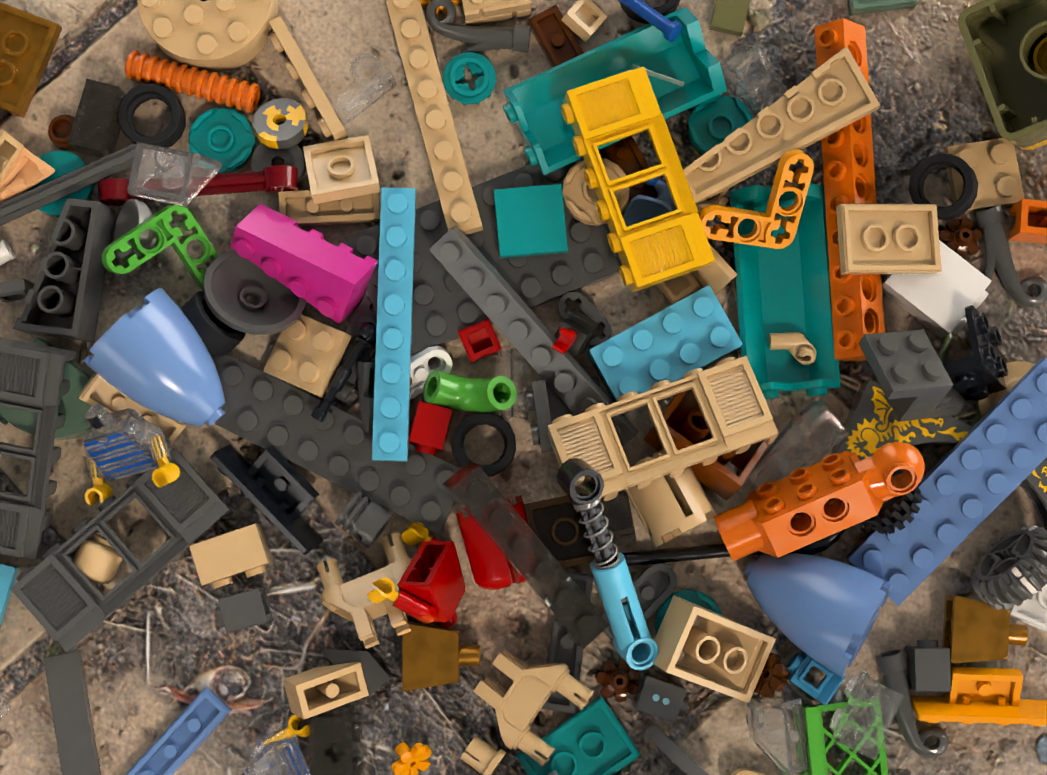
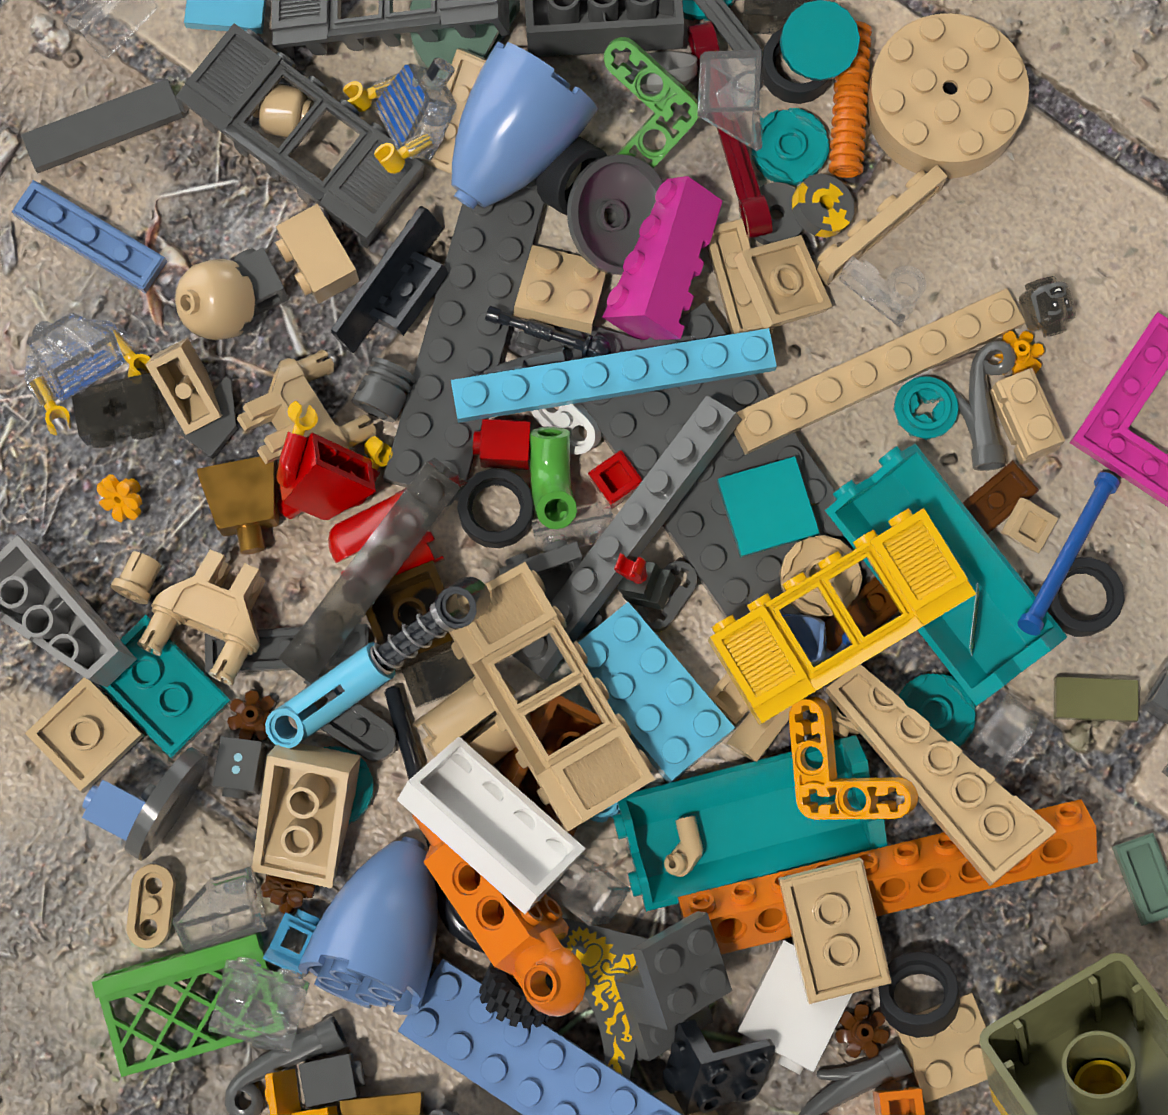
camera: 75 degrees right, 5 degrees down
(139, 92) = (819, 40): none -> teal tile
(255, 649) = (215, 299): none -> tan cylinder
(762, 495) = (490, 824): none -> white slope

